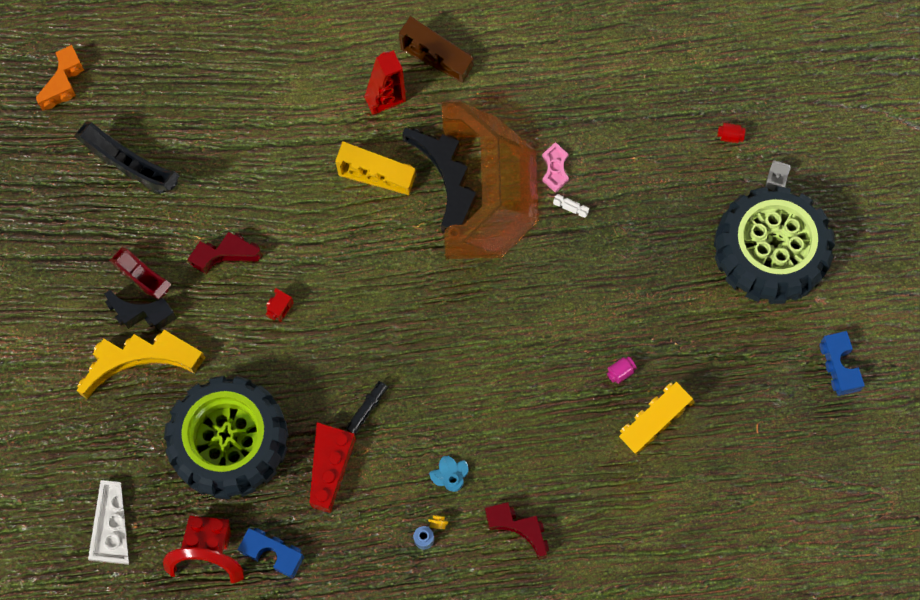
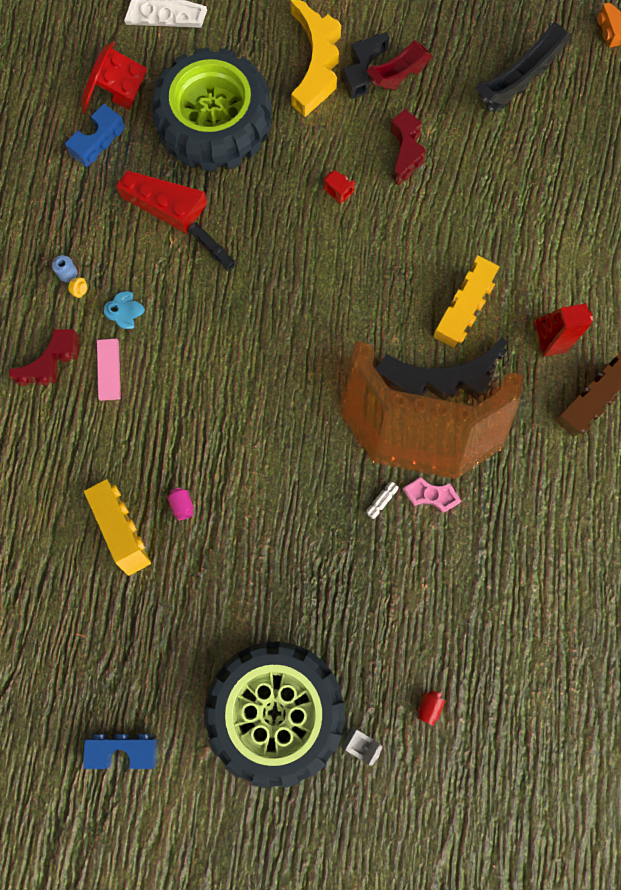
camera: 100 degrees right, 5 degrees up
(512, 471) = (108, 369): none -> bright pink tile

